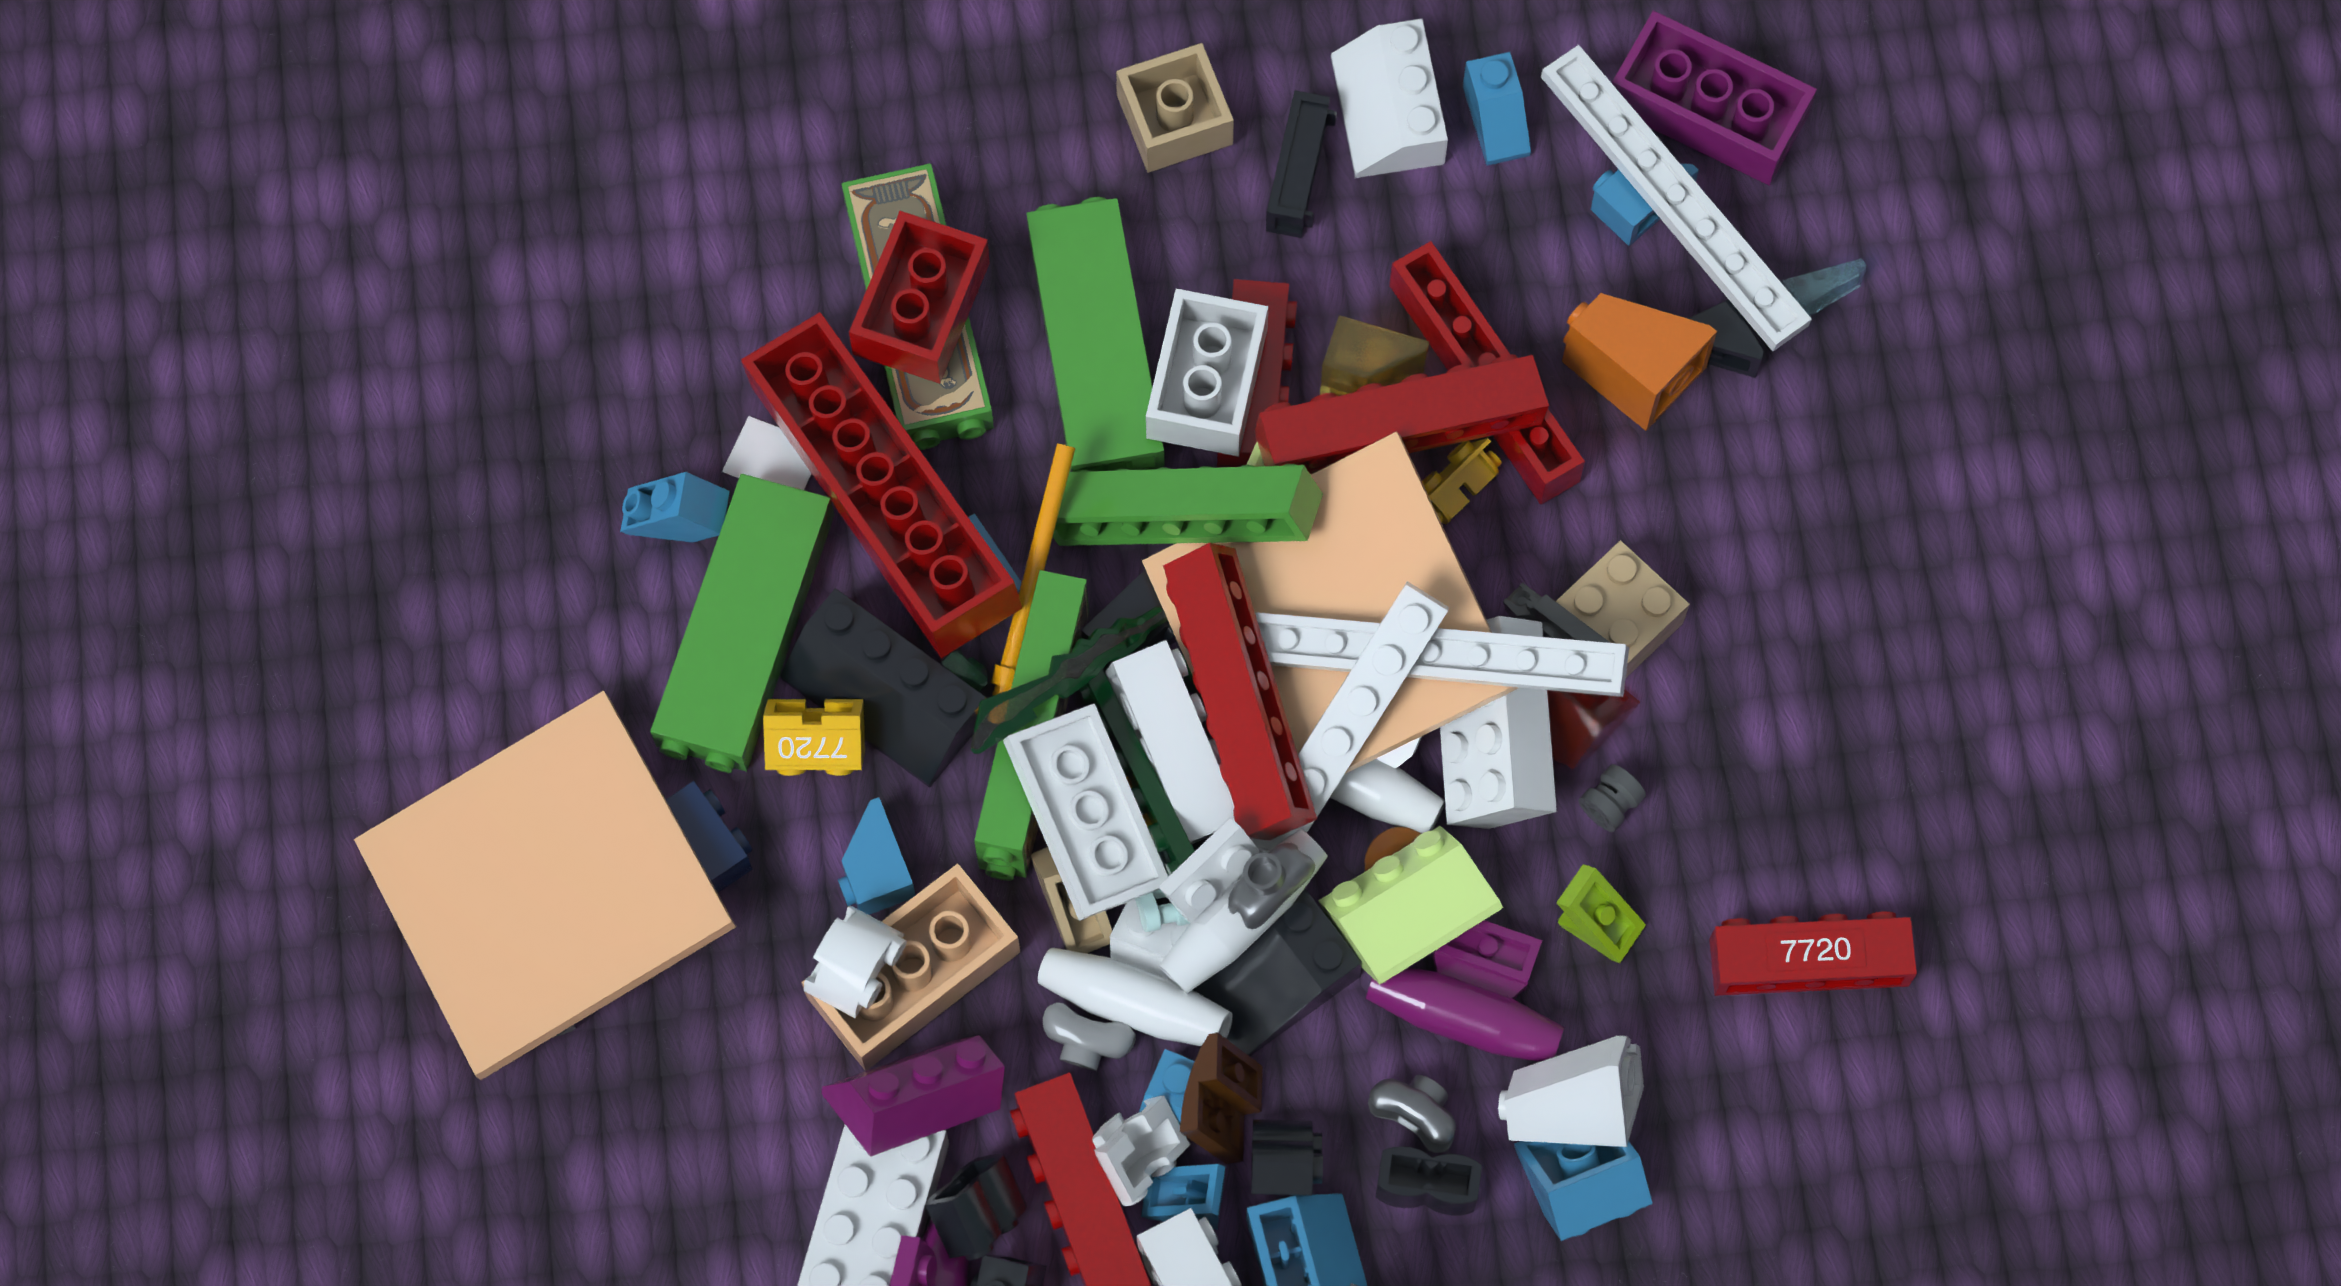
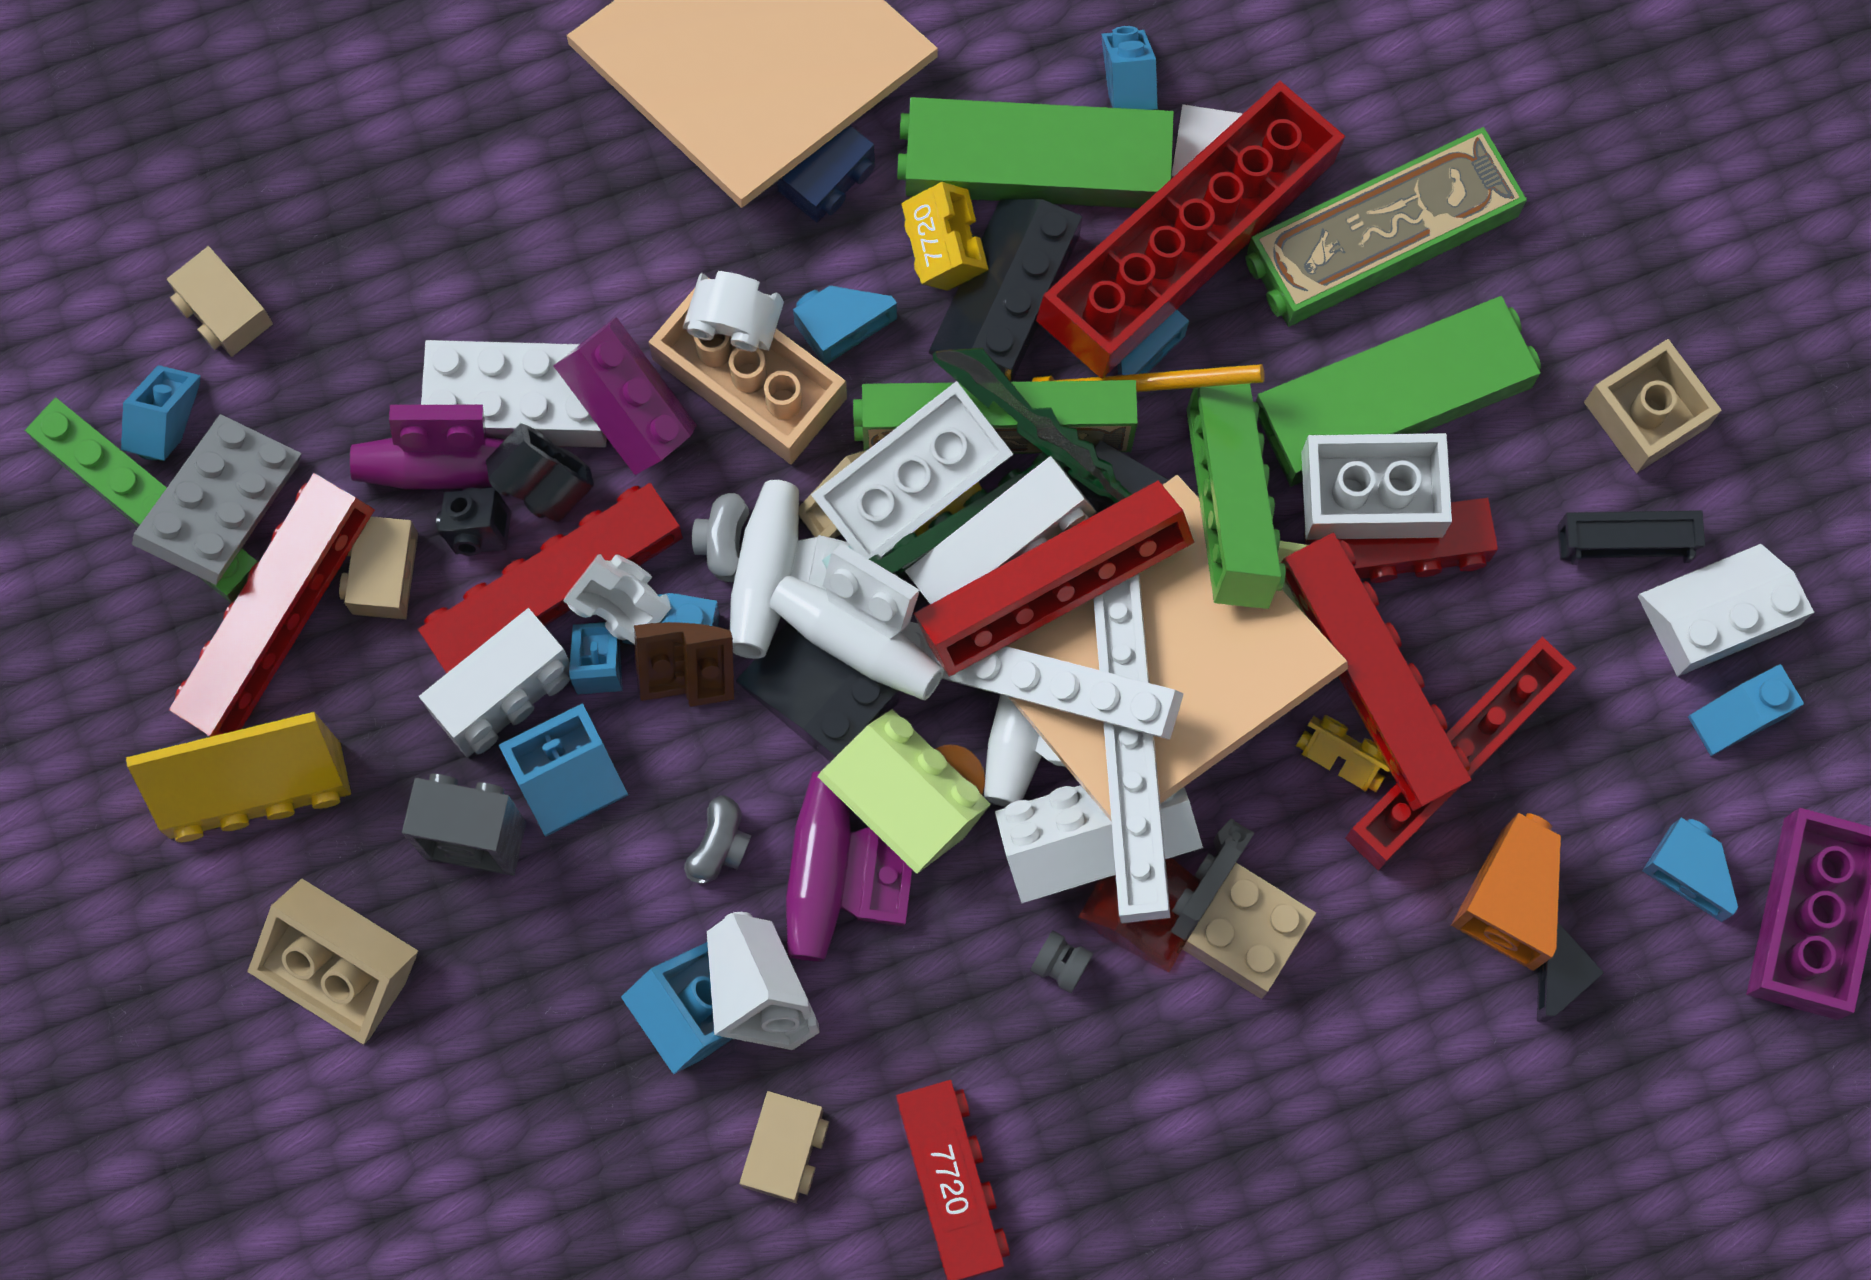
camera: 75 degrees right, 5 degrees up
(919, 297) = (1380, 213): red brick -> none
(968, 669) = (1037, 353): clear green tile -> none
(1269, 882) = (874, 644): flat silver piece -> none
(1285, 1157) = (641, 729): black brick -> none
(1369, 355) = (1433, 638): clear yellow slope -> none
(1442, 1183) = (648, 876): black brick -> none
(1599, 914) = (942, 971): lime slope -> none
(1676, 198) = (1691, 894): white plate -> none
(1747, 1111) = (783, 1147): none -> tan brick
(1825, 286) = (1637, 1055): clear light blue slope -> none

